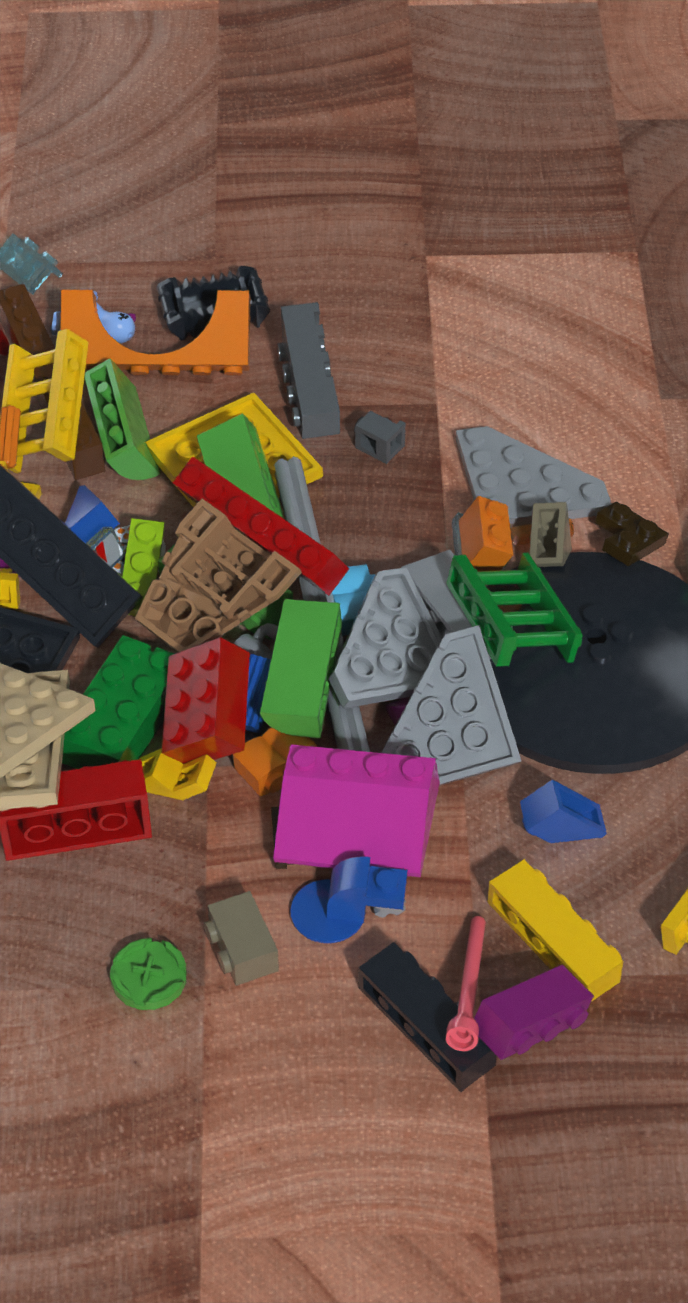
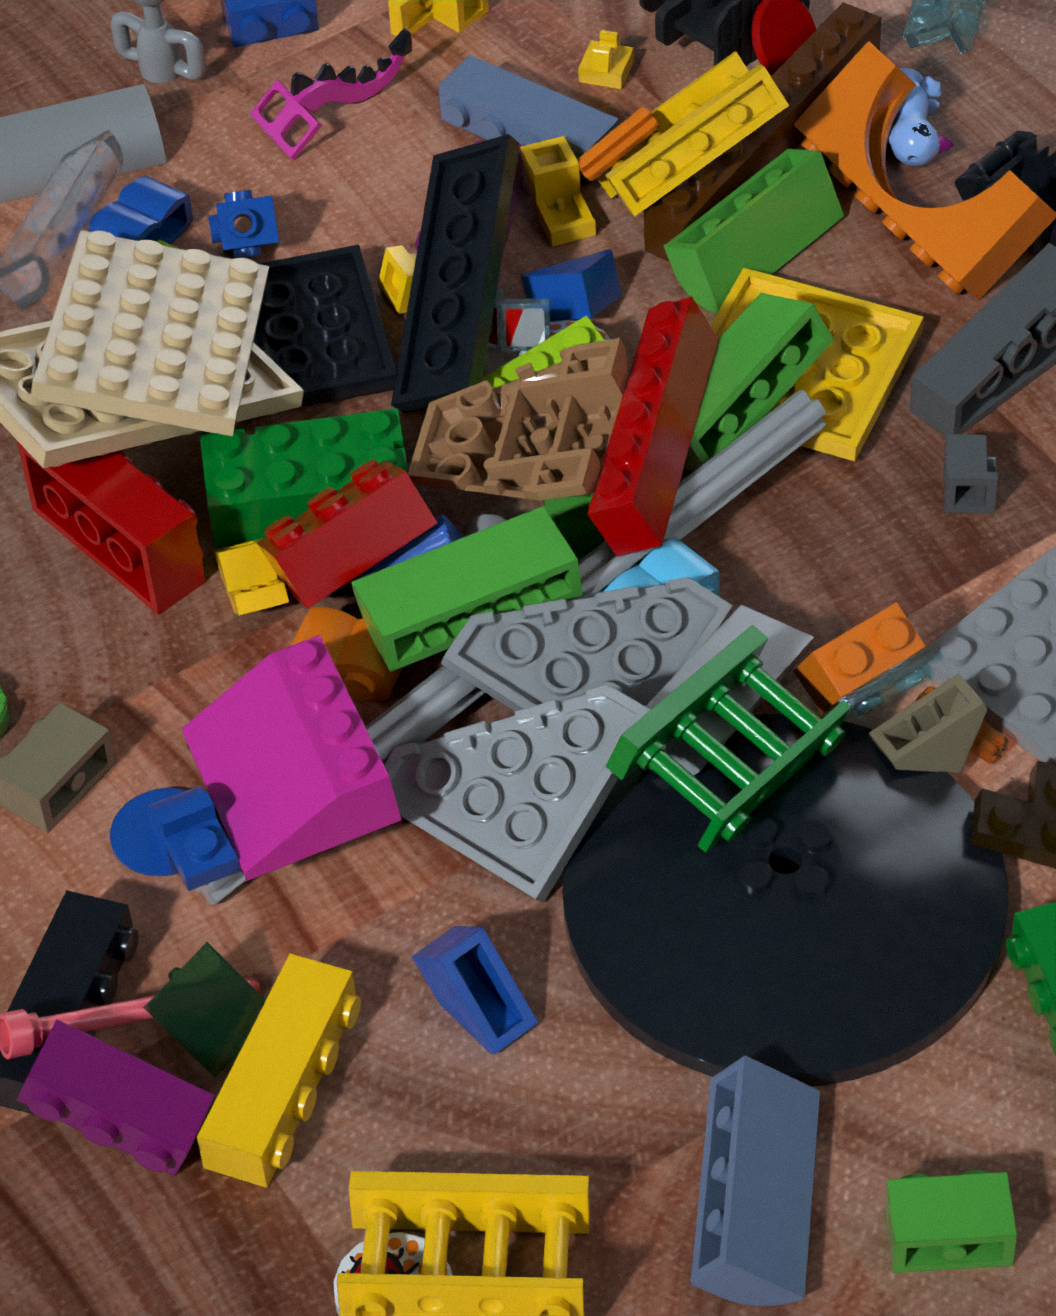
camera: 60 degrees right, 0 degrees up
(490, 943) = (207, 1008): none -> clear green piece

